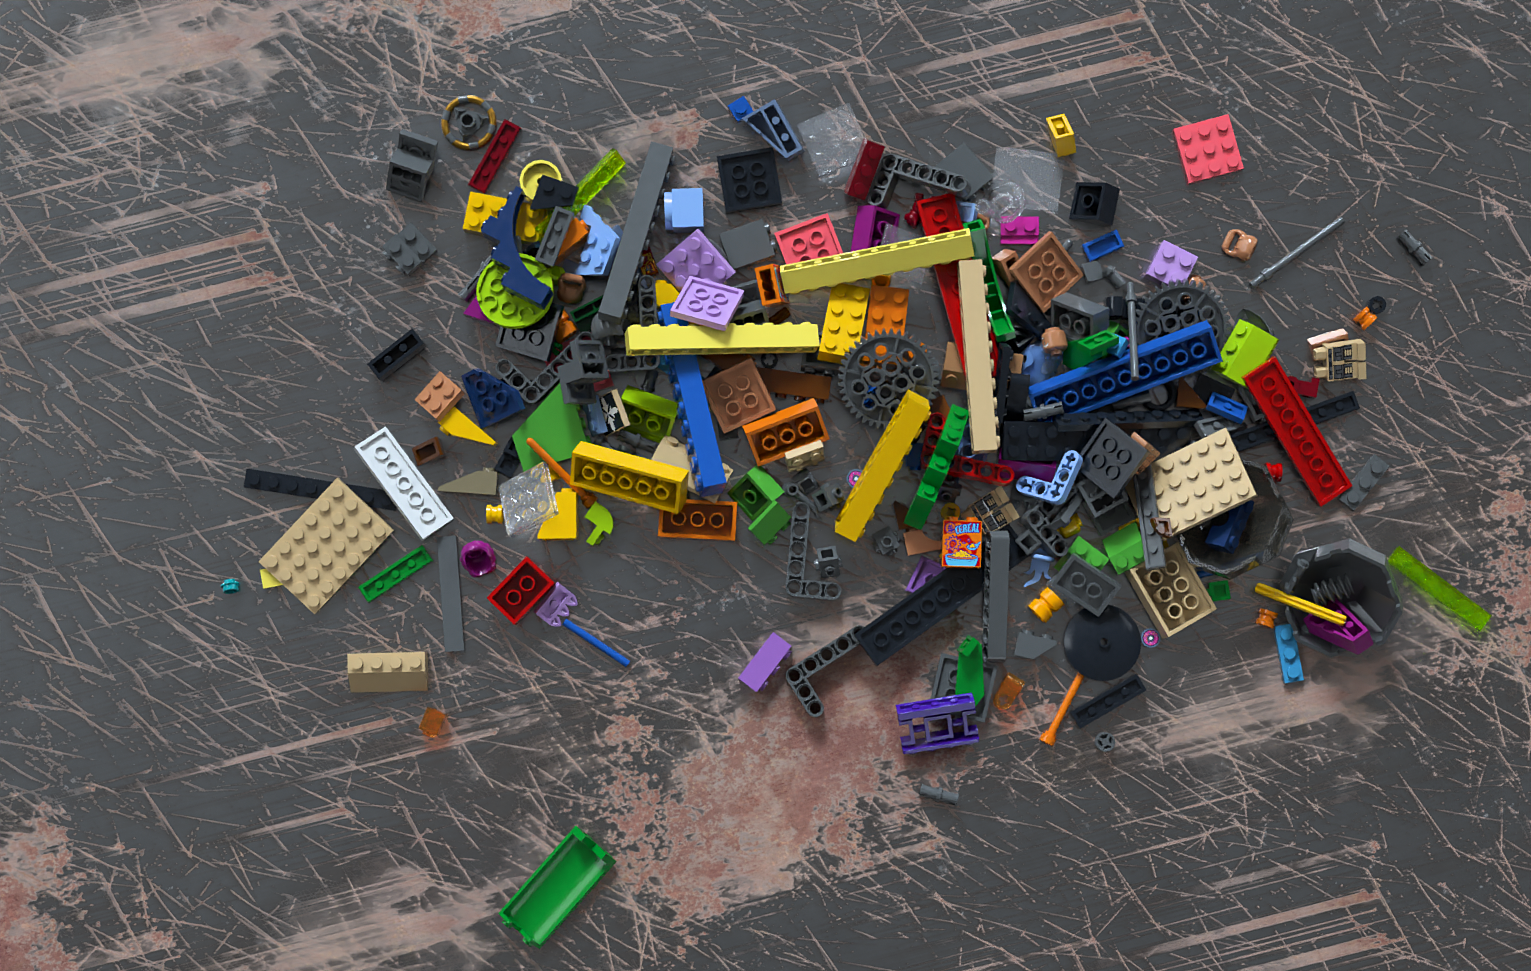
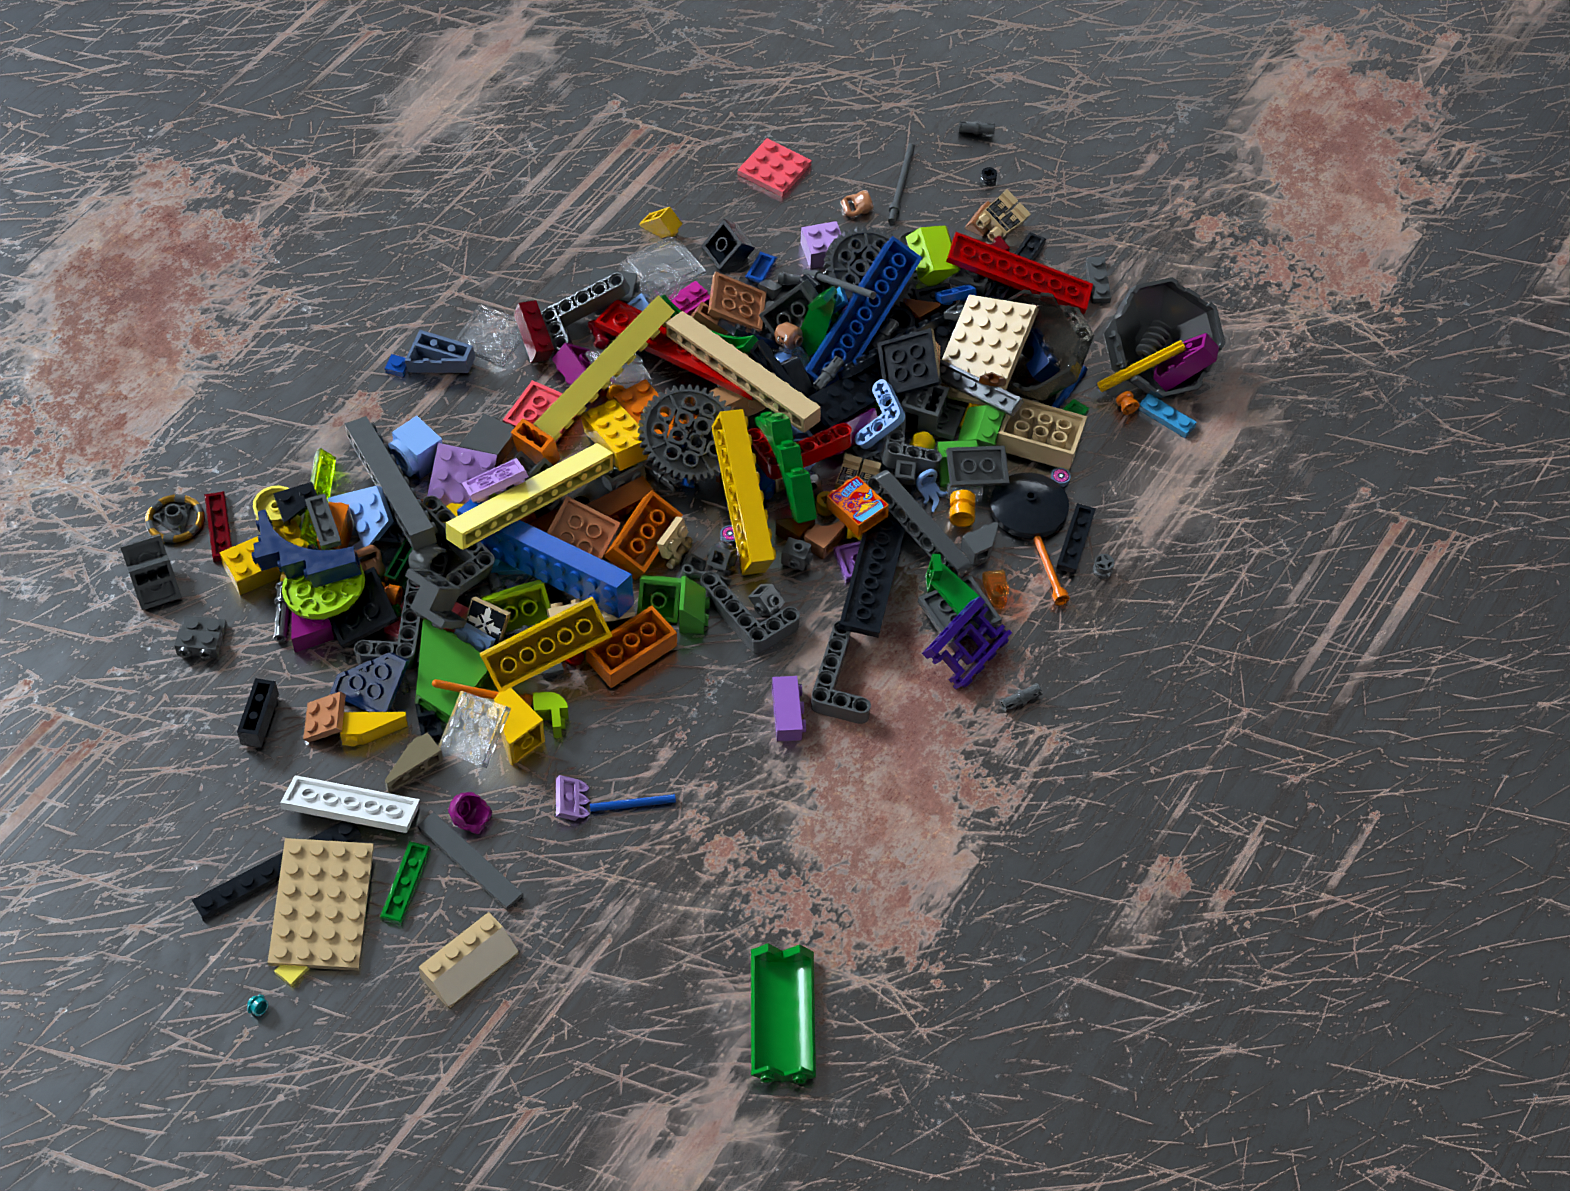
camera: 45 degrees left, 30 degrees down
(428, 451) = (352, 764): reddish brown slope -> none
(432, 722) = (546, 968): clear orange brick -> none
(494, 514) = (453, 770): yellow wheel -> none
(521, 590) = (530, 806): red brick -> none
(749, 180) = (448, 402): black plate -> none
(1069, 508) = (913, 429): dark grey plate -> none
(1365, 318) = (989, 186): orange wheel -> none
(1439, 588) = (1243, 302): clear neon green plate -> none

